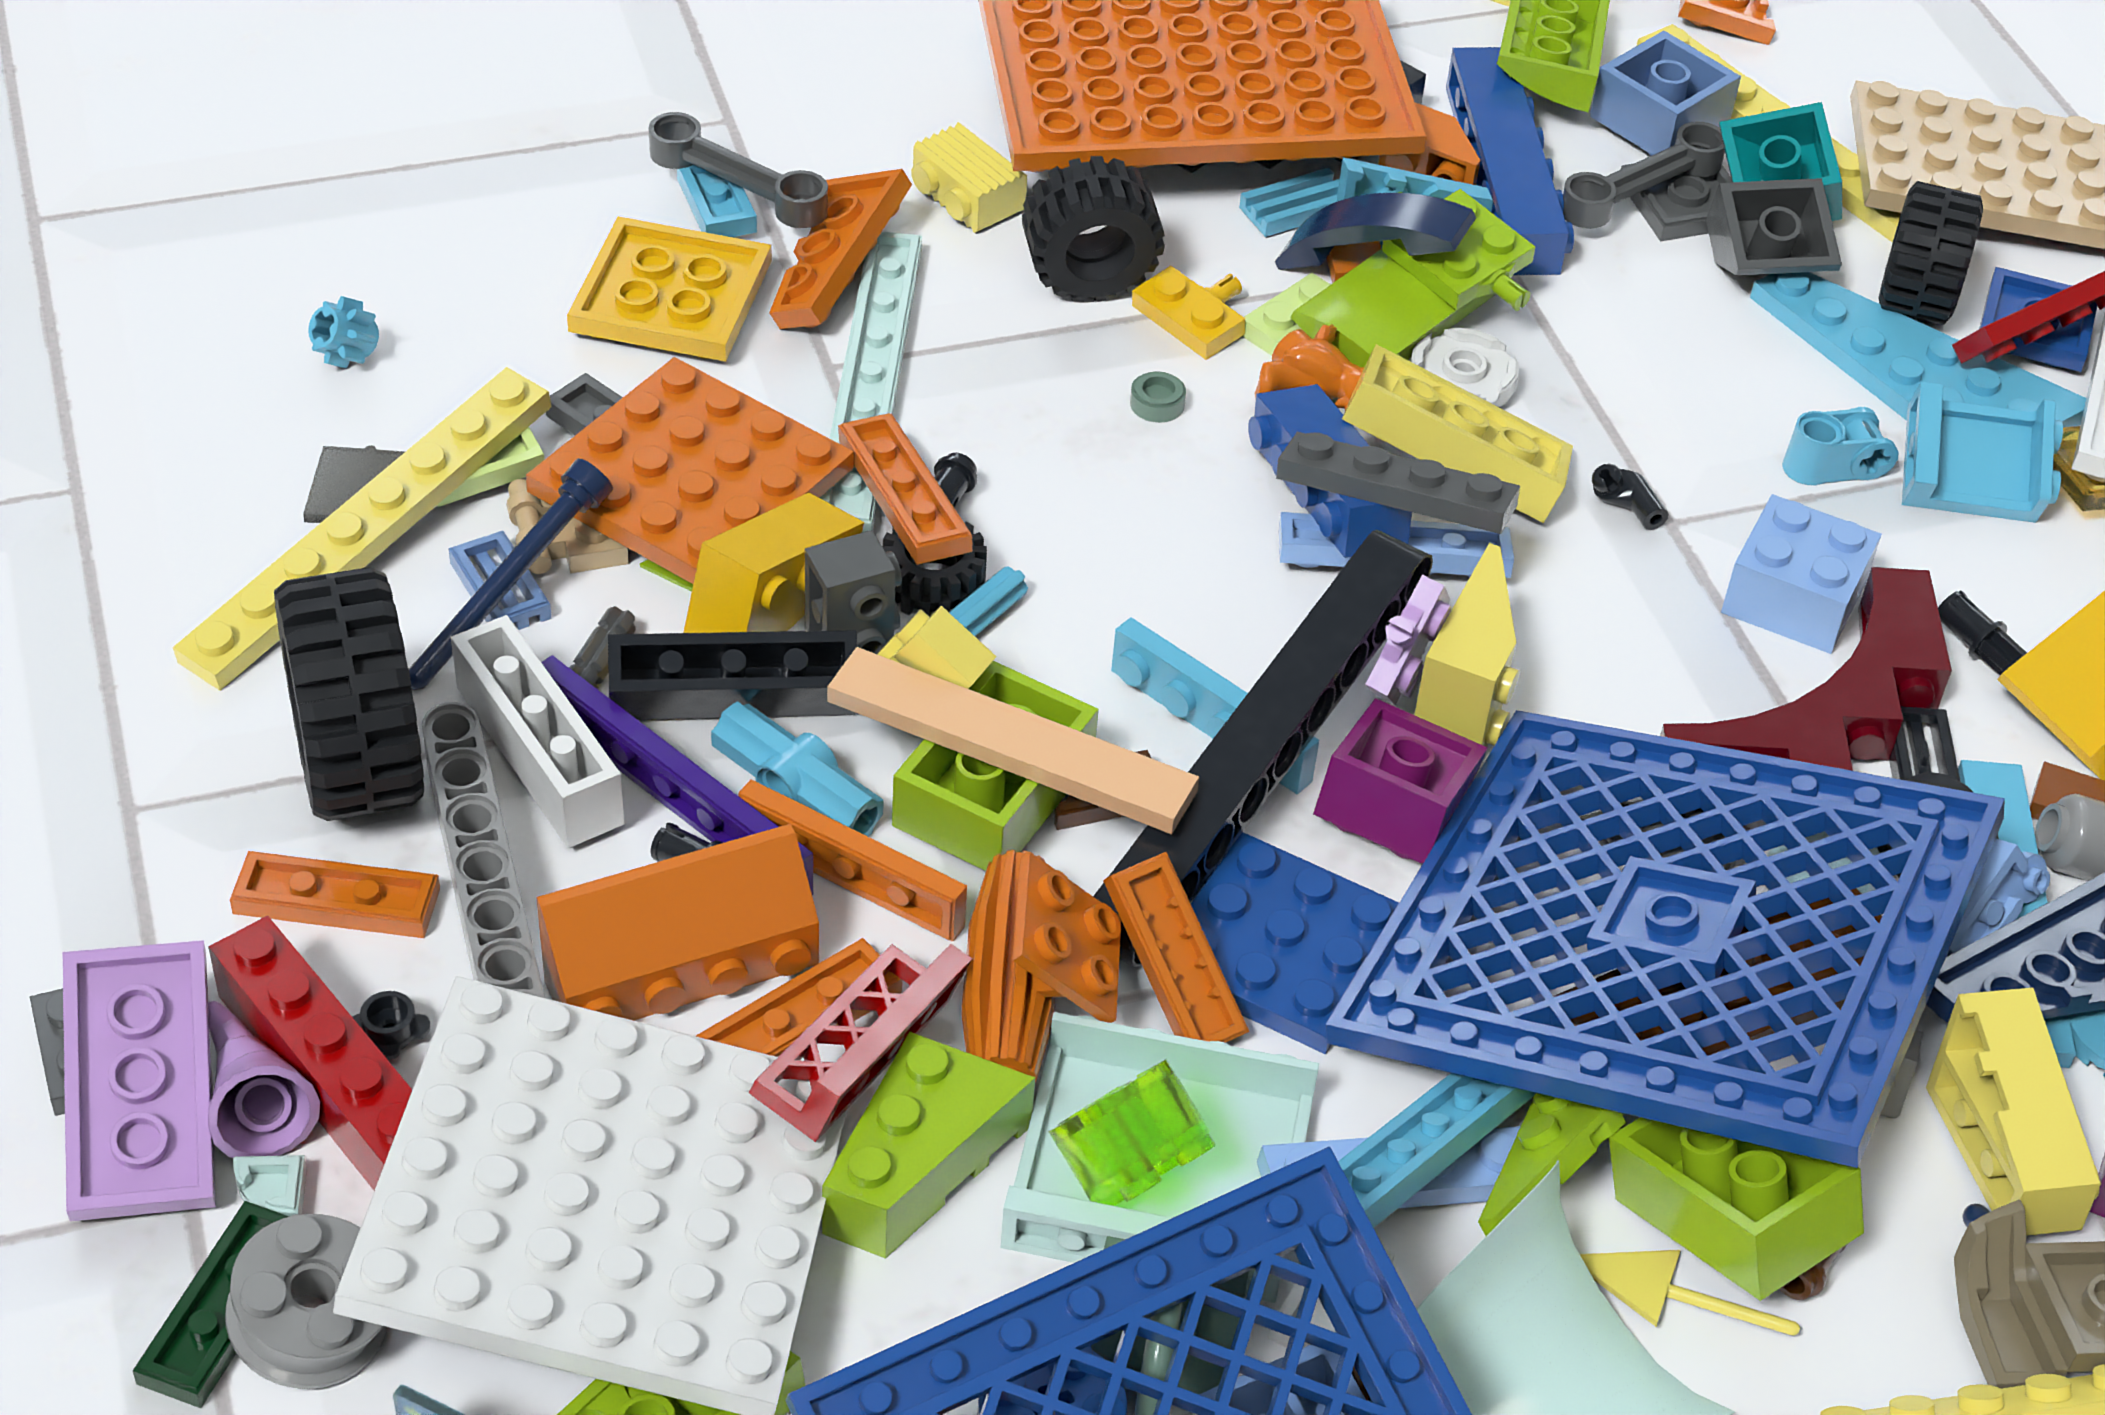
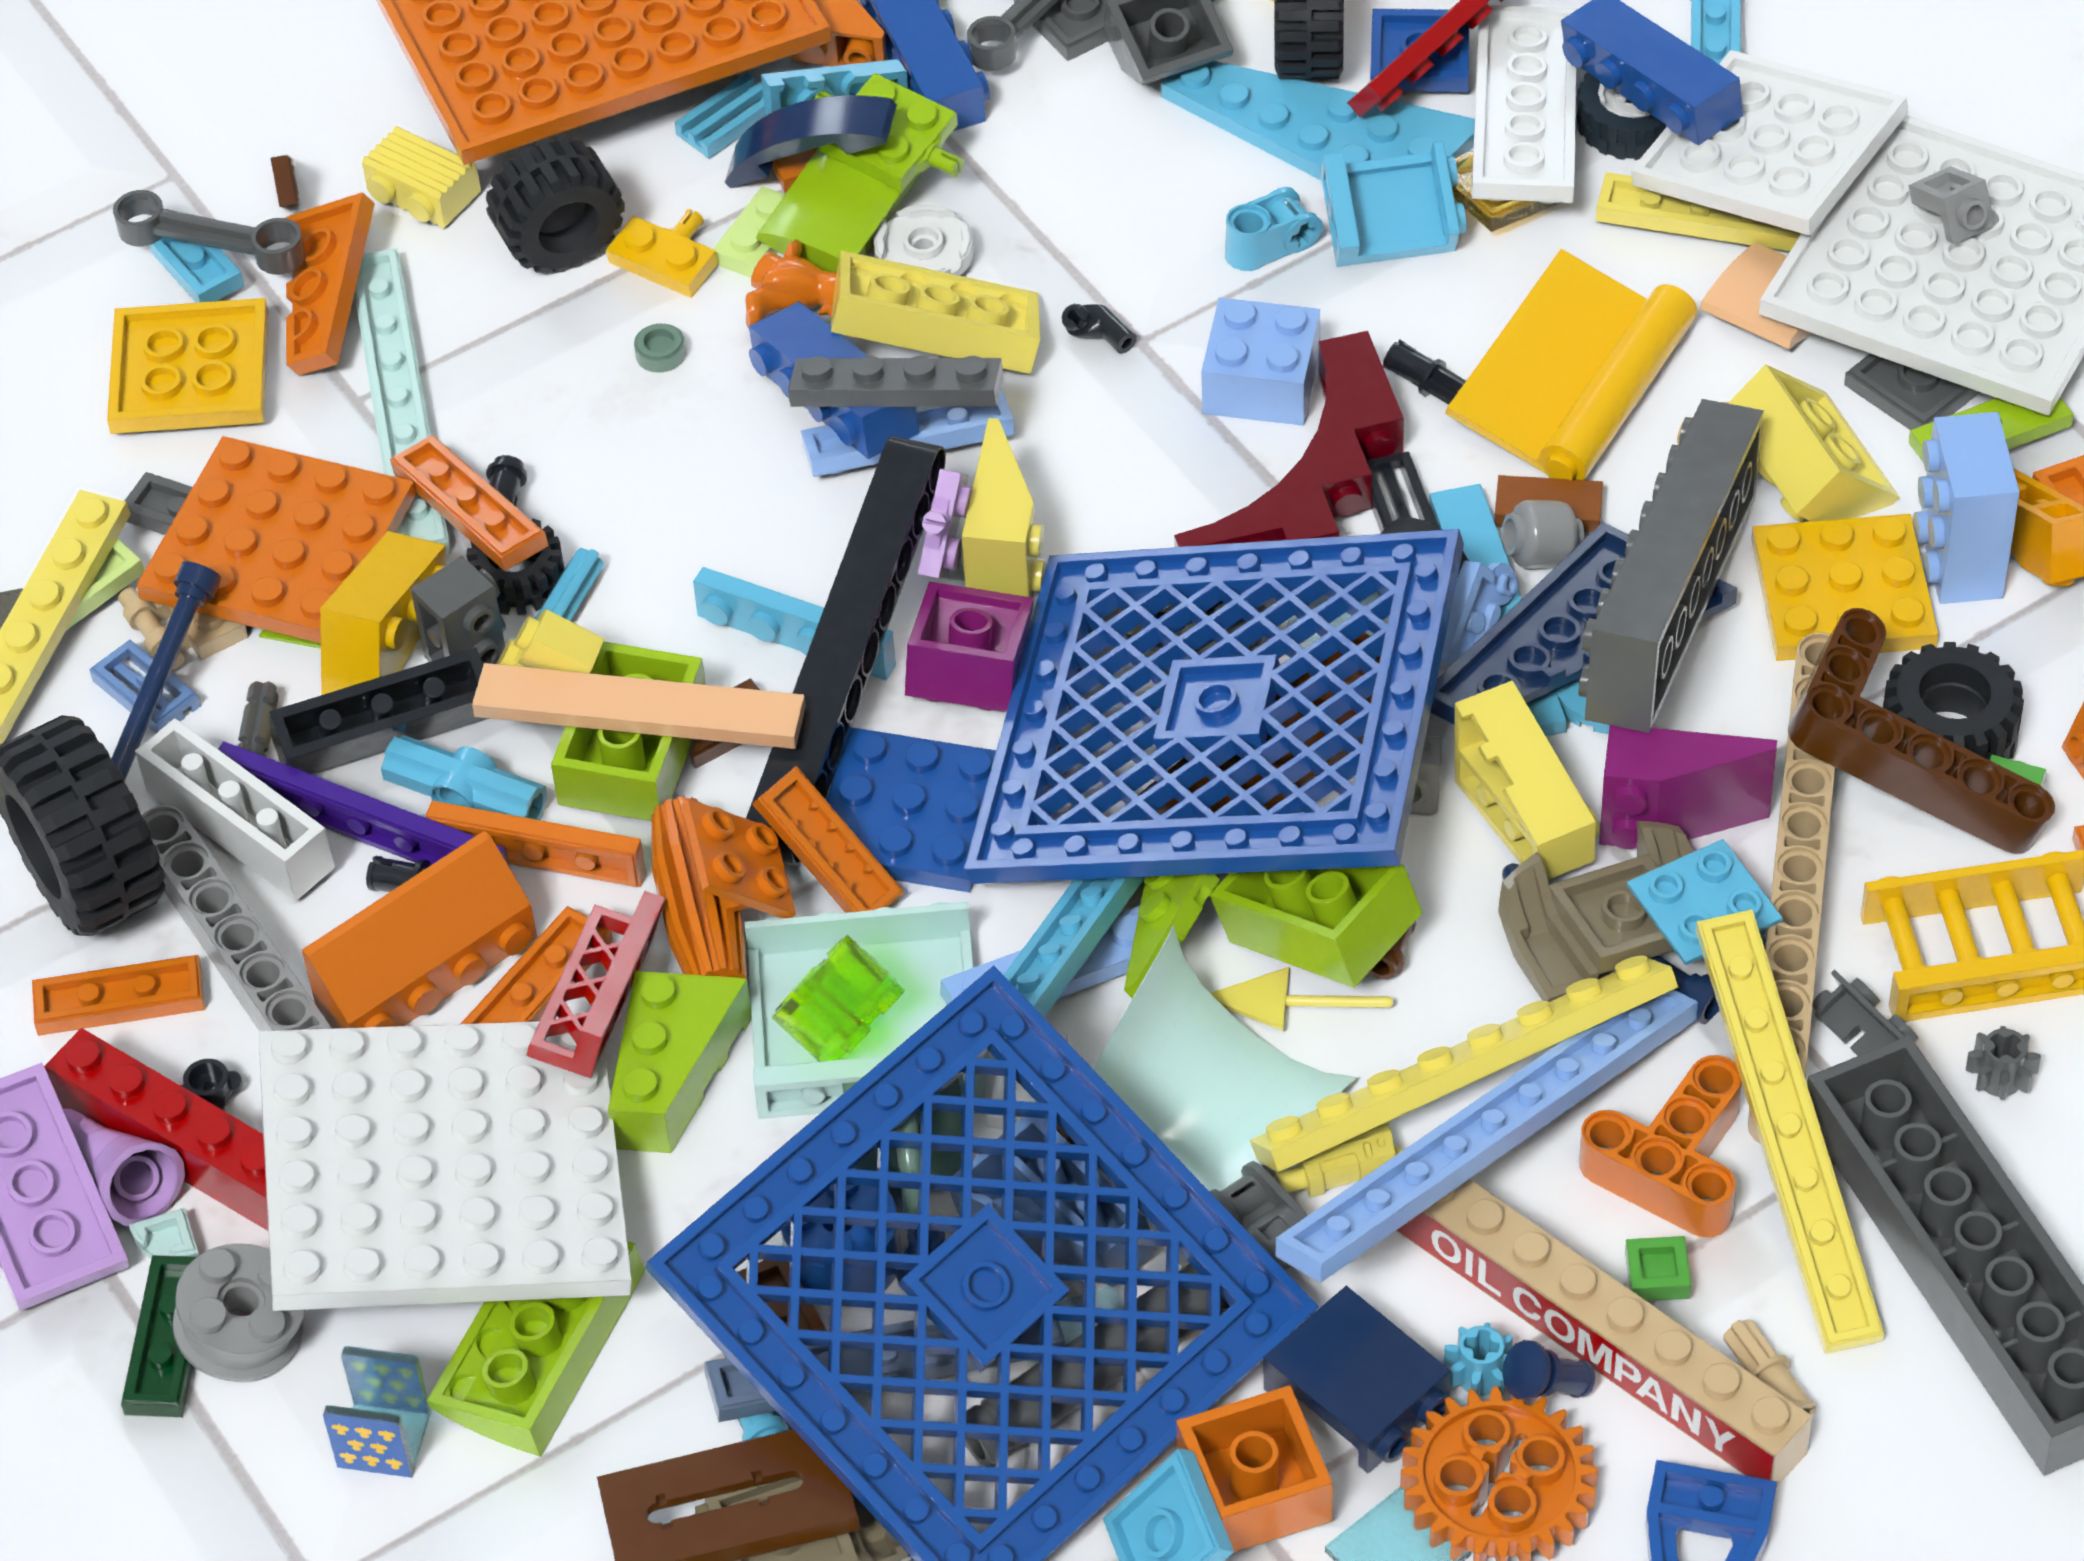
camera: 10 degrees left, 5 degrees up
(832, 143) = (285, 180): none -> reddish brown tile

